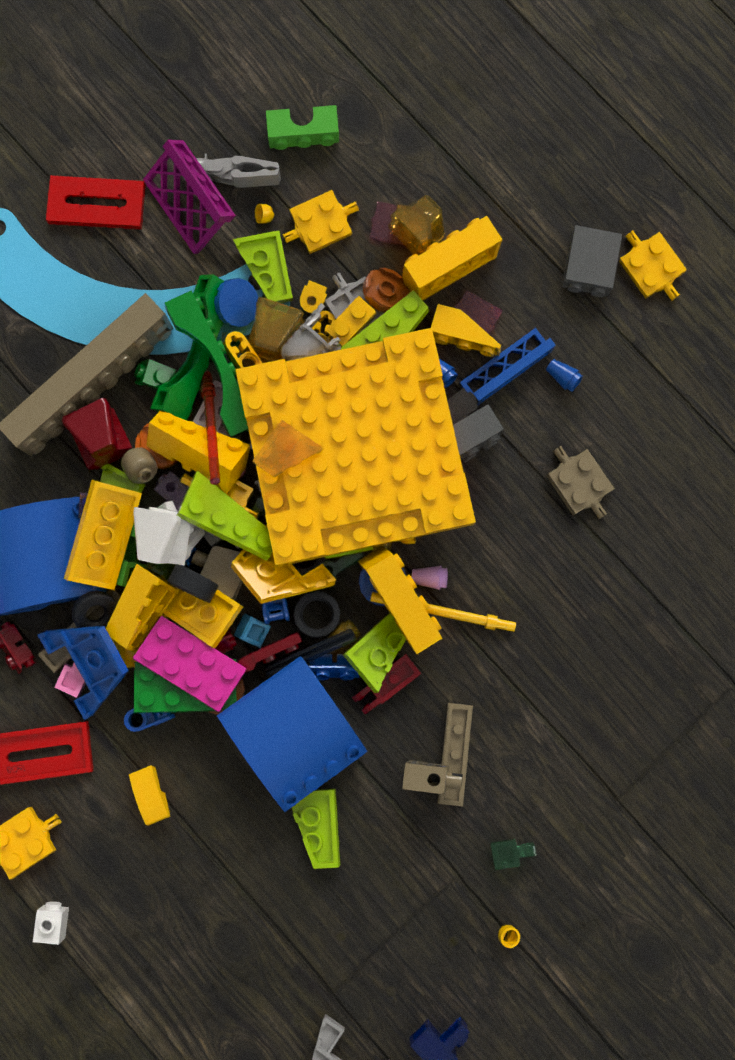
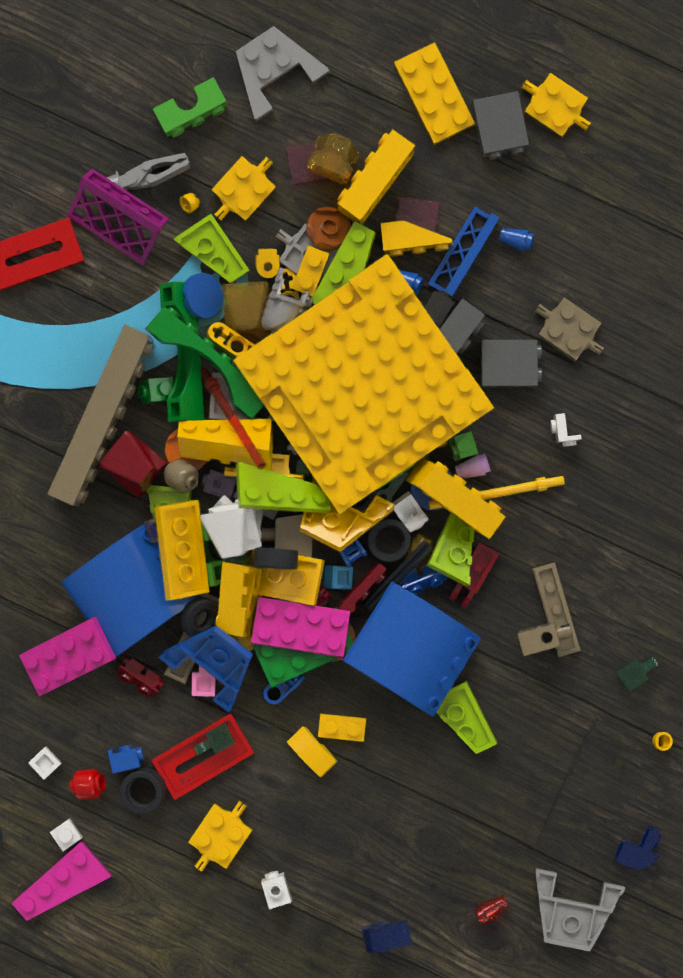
camera: 20 degrees left, 5 degrees up
(60, 742) = (217, 739): none -> clear green plate
(138, 1023) = (382, 937): none -> clear blue brick
(190, 783) = (342, 727): none -> yellow plate
(261, 1039) = (491, 910): none -> clear red cone
(284, 450) = (307, 413): clear yellow wing -> none
(349, 595) = (409, 512): none -> white bracket
(395, 115) = (267, 60): none -> light grey wing
(429, 552) = (463, 446): none -> bright green brick
(508, 490) = (510, 364): none -> dark grey brick
(531, 573) = (558, 427): none -> white bracket
(539, 208) = (434, 93): none -> yellow plate

